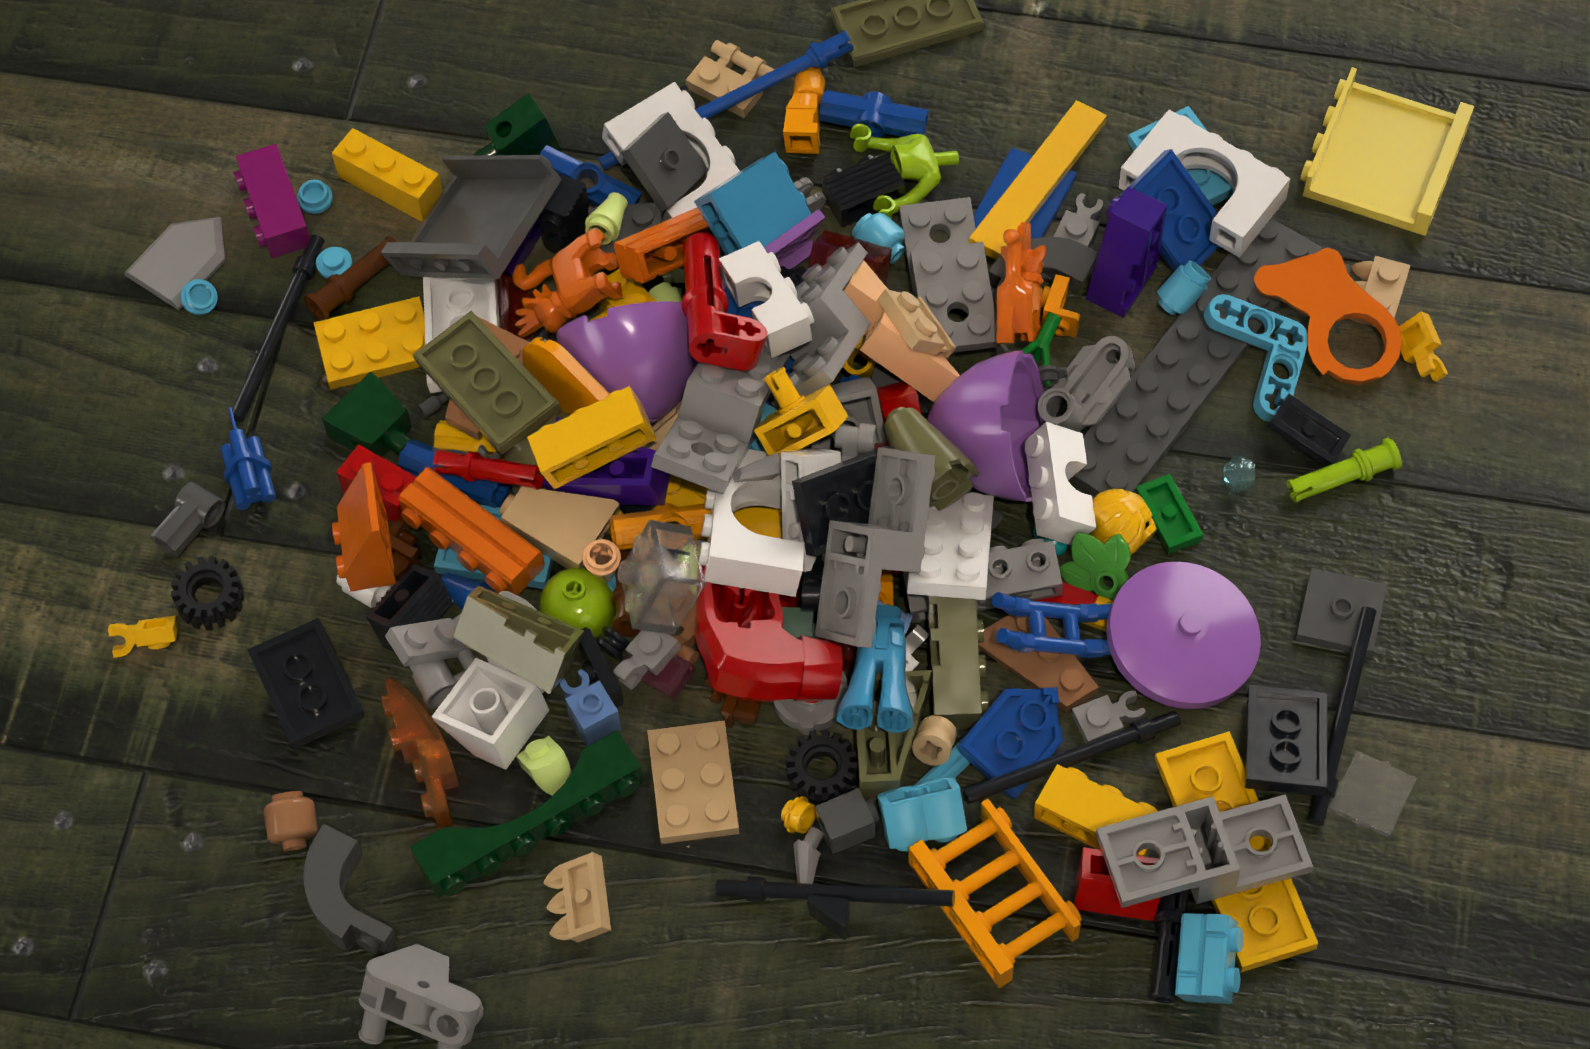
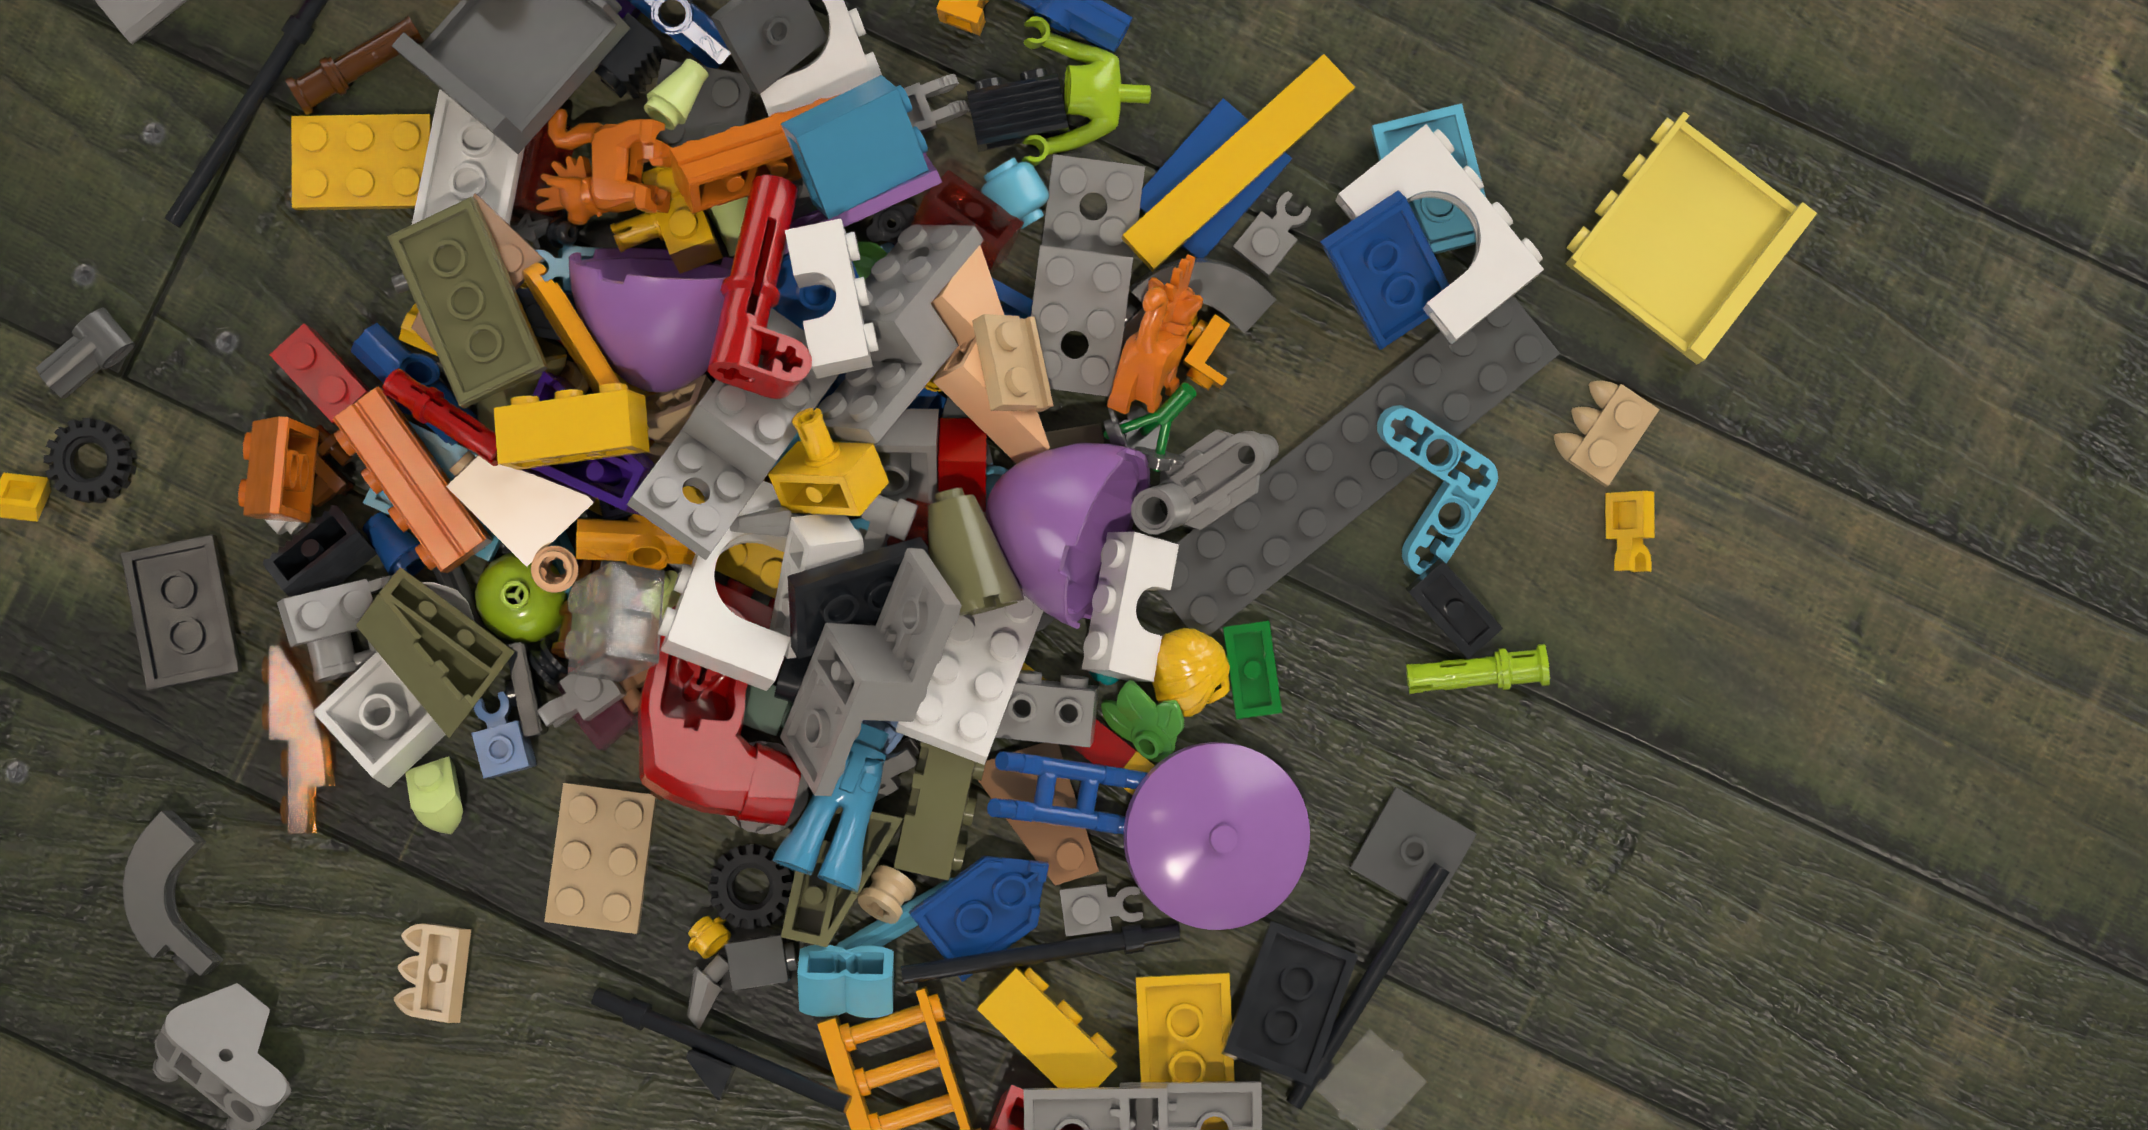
camera: 10 degrees right, 25 degrees up
(199, 297) = (158, 39): medium azure plate -> none
(246, 468) = (170, 302): blue piece -> none
(290, 820) = (128, 786): medium nougat head -> none
(333, 261) = (335, 33): medium azure plate -> none
(369, 418) = (332, 279): dark green torso -> none
(460, 855) = (307, 881): dark green arch -> none
(1127, 251) = (1312, 310): dark purple wedge -> none
(1183, 288) = (1367, 371): medium azure brick -> none
(1239, 473) = (1353, 640): clear light blue plate -> none
(1326, 293) = (1536, 433): orange animal -> none

